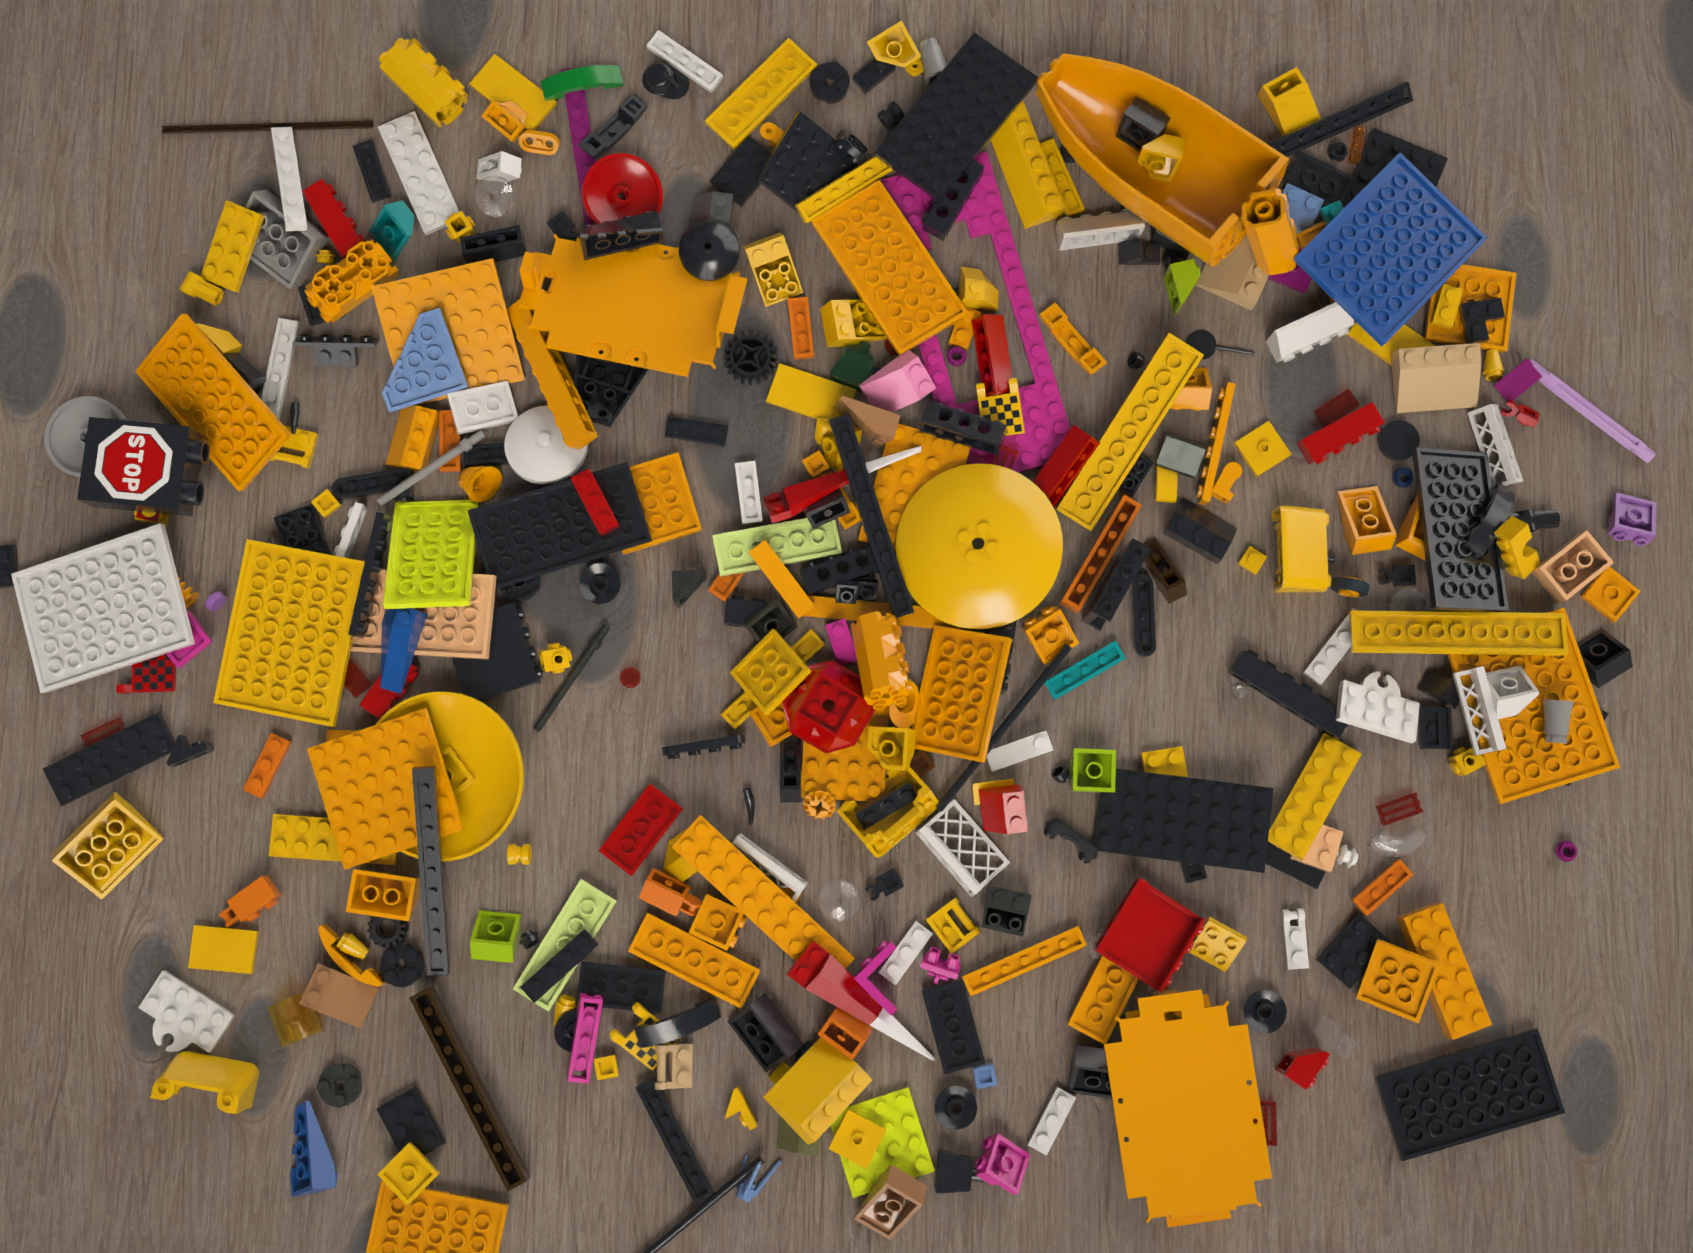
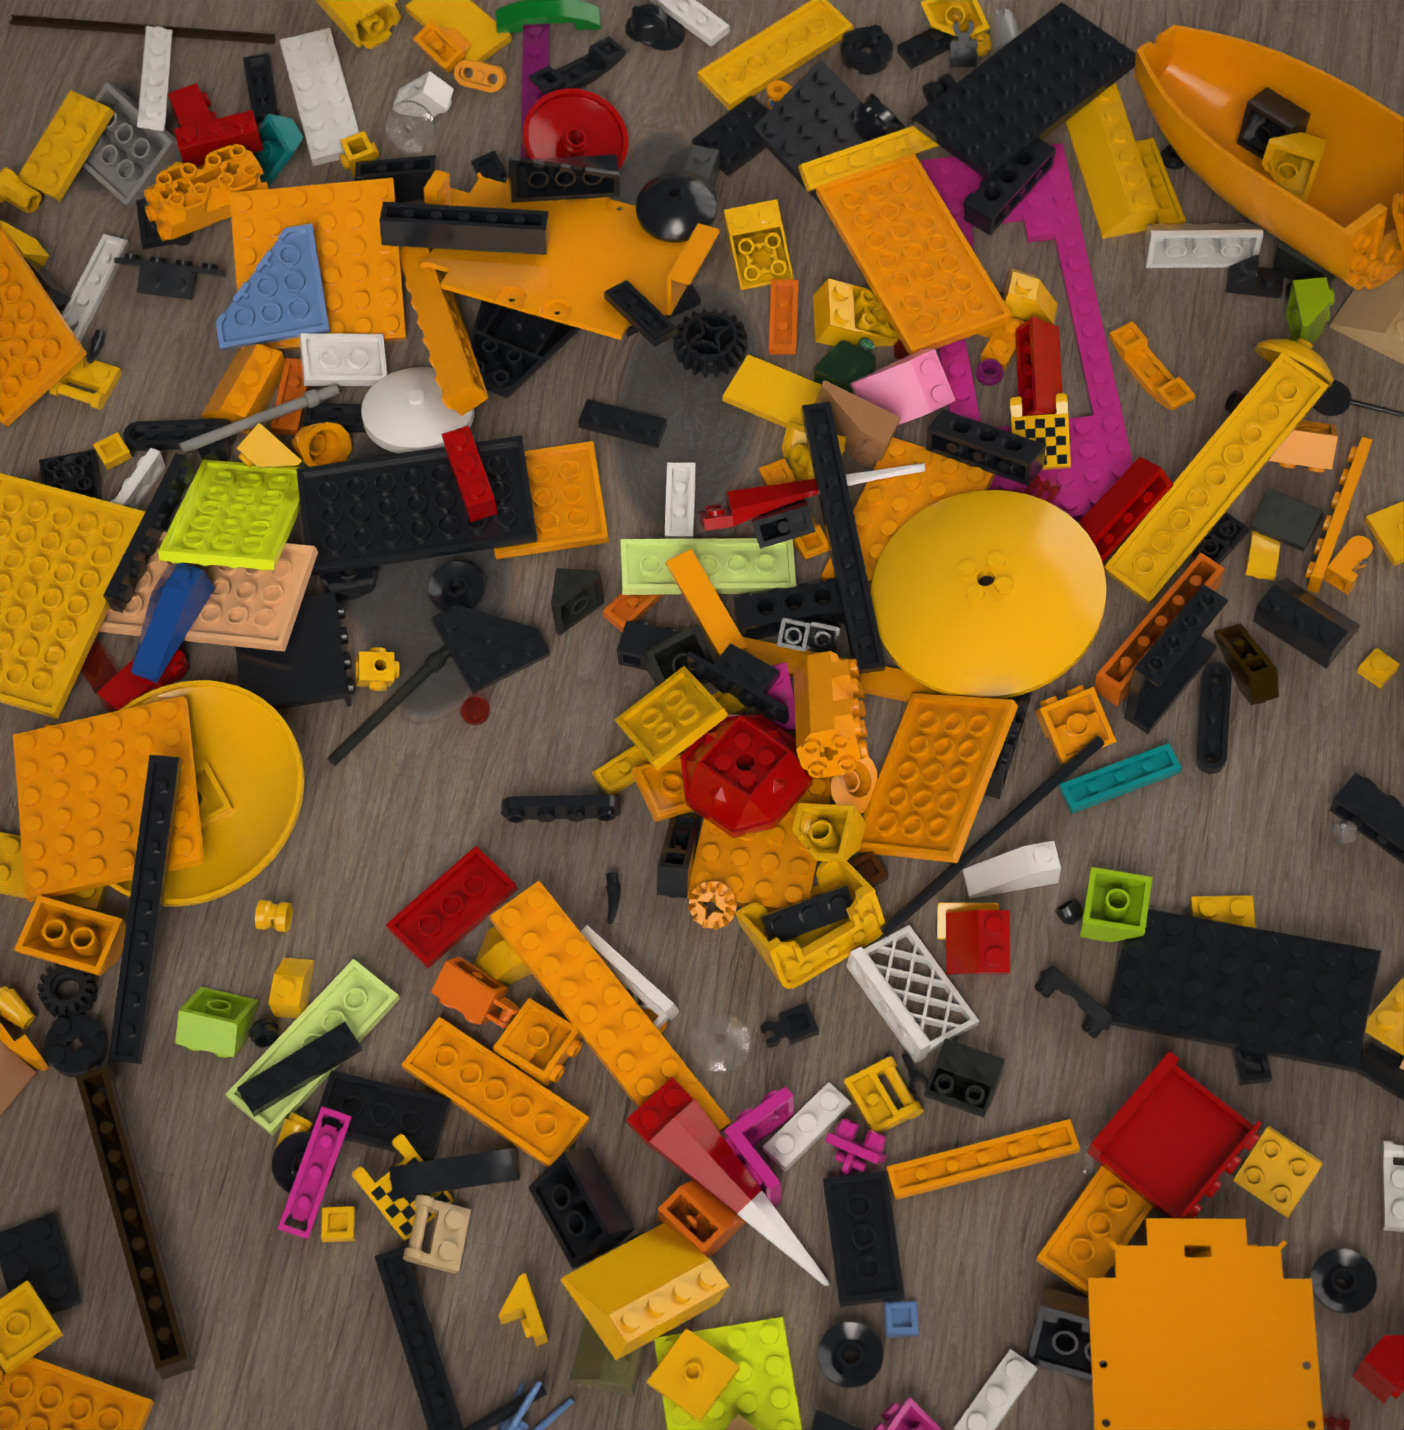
camera: 15 degrees right, 20 degrees down
(350, 232) = (205, 137): none -> red brick
(441, 493) = (265, 450): none -> yellow slope
(542, 902) = (291, 987): none -> yellow slope
(555, 298) = (464, 228): none -> black brick
(630, 627) = (487, 645): none -> black plate
(699, 354) = (640, 313): none -> black tile
(816, 634) = (742, 677): none -> black bracket
(904, 75) = (963, 50): none -> black plate
(971, 906) = (913, 1073): none -> black hand
(1177, 326) = (1299, 351): none -> yellow dish

